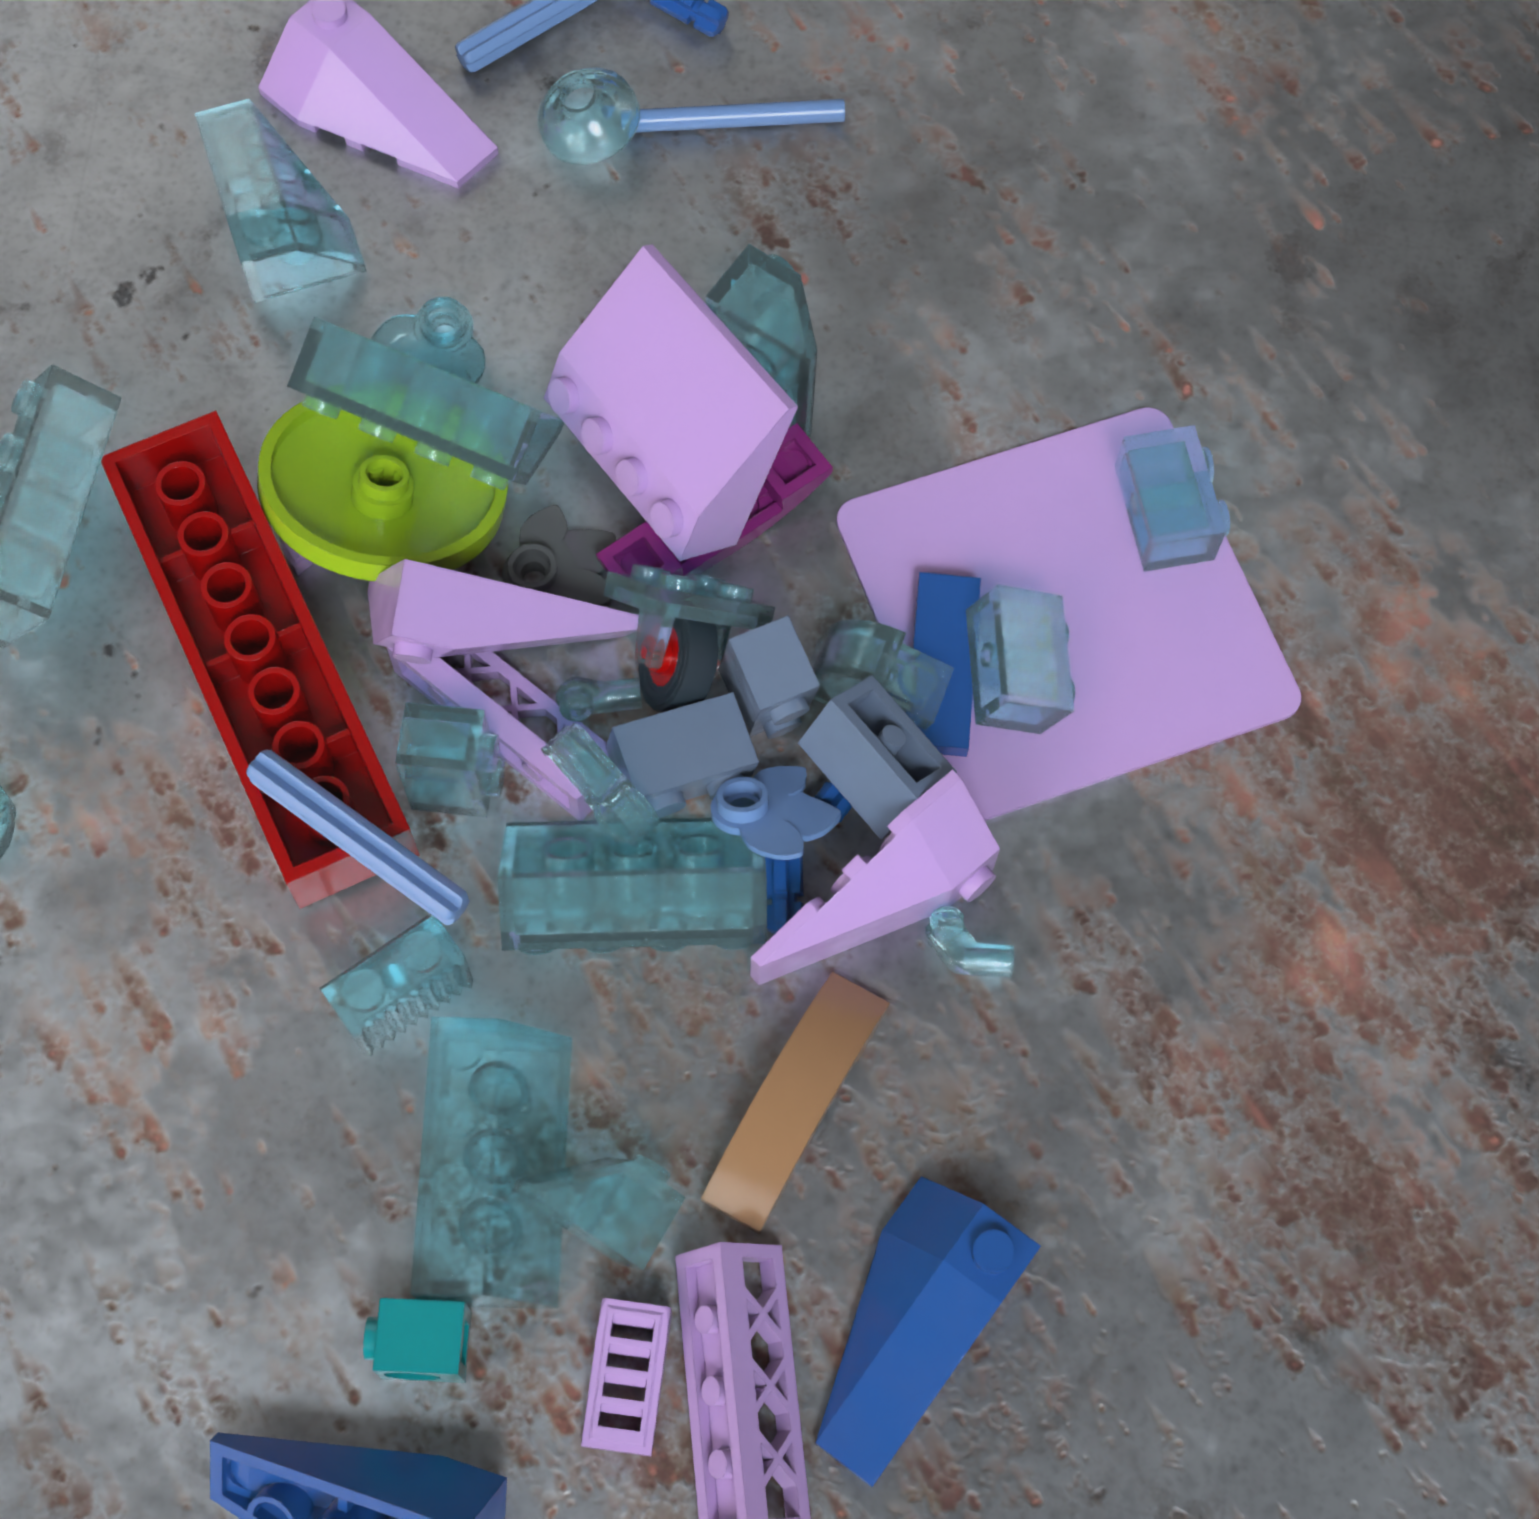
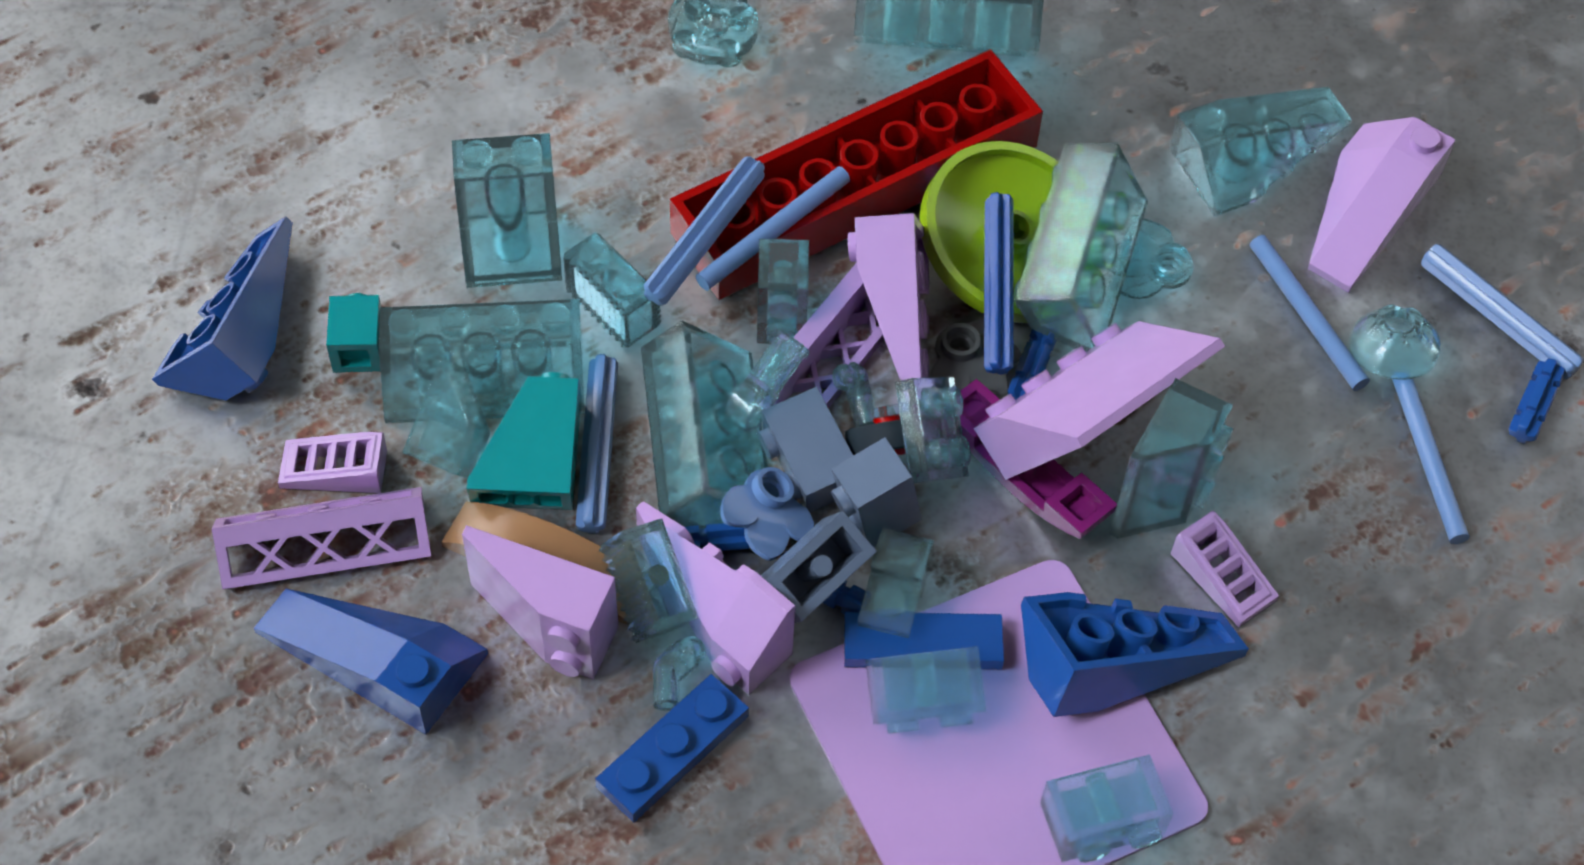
camera: 85 degrees right, 10 degrees down
(261, 1110) = (507, 210): none -> clear light blue slope
(364, 752) = (772, 228): none -> medium blue bar
(472, 500) = (999, 284): none -> blue axle
(525, 195) = (1309, 313): none -> medium blue bar
(573, 498) = (1032, 361): none -> blue axle
(632, 1022) = (597, 444): none -> medium blue axle
(645, 1095) = (533, 448): none -> teal slope
(849, 370) = (1224, 543): none -> lavender slope
(868, 957) = (648, 580): none -> clear light blue brick
(906, 1069) = (550, 602): none -> lavender slope
(972, 461) = (1103, 655): none -> blue wedge
(1066, 959) = (672, 747): none -> blue plate

